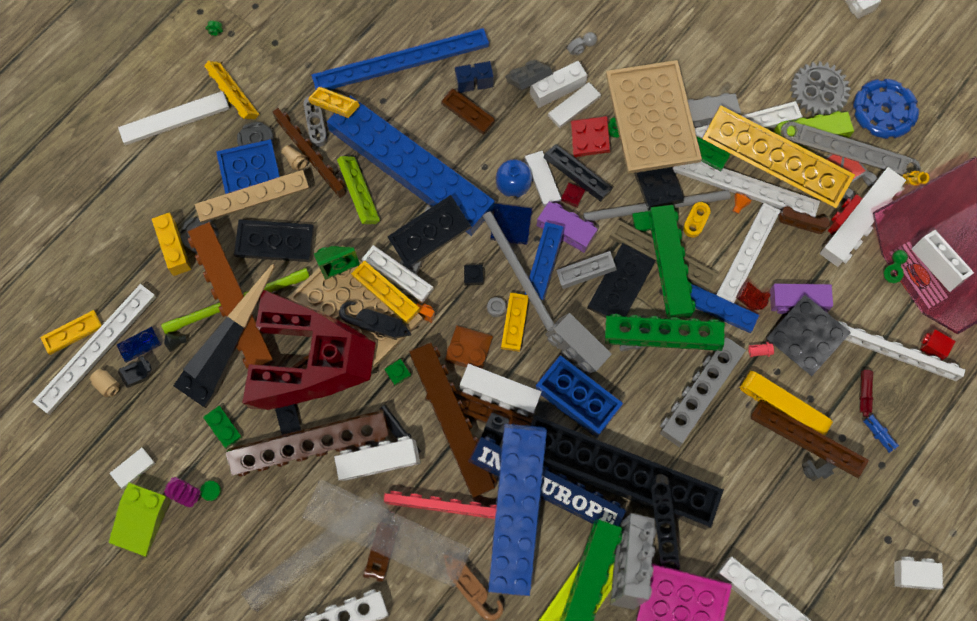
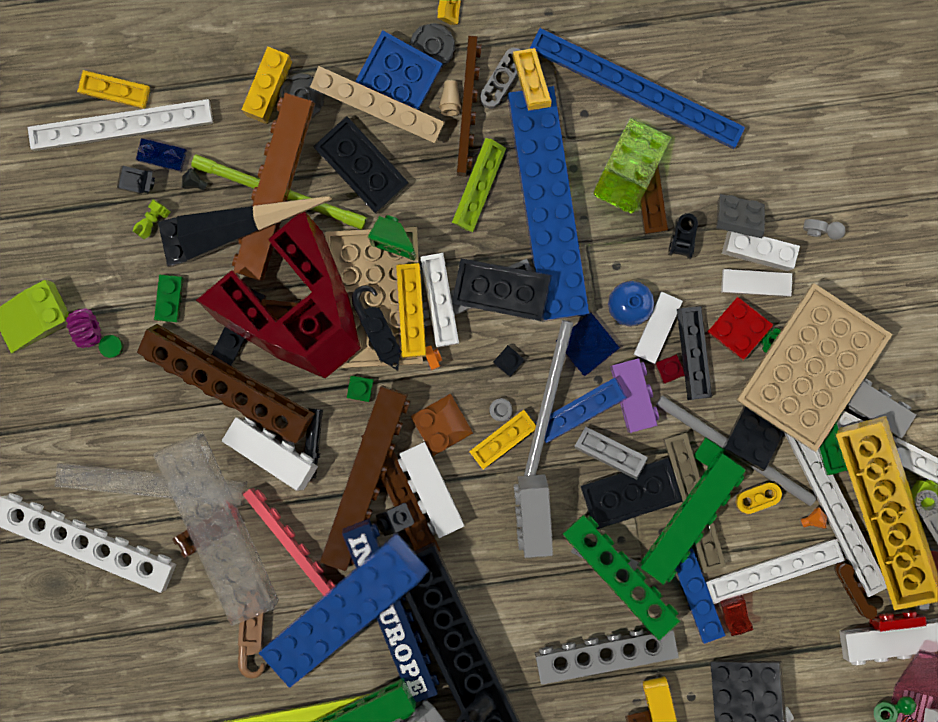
camera: 45 degrees right, 15 degrees up
(104, 383) = (102, 166): tan brick -> none
(132, 468) = (63, 265): white tile -> none
(166, 394) = (144, 227): none -> lime piece
(439, 104) = (631, 166): none -> clear neon green bracket
(466, 74) = (698, 172): dark blue piece -> none
(508, 117) = (683, 238): none -> black piece
(578, 396) = (492, 560): blue brick -> none
(761, 350) = (695, 667): coral pin -> none
(786, 296) = (769, 647): medium lavender brick -> none

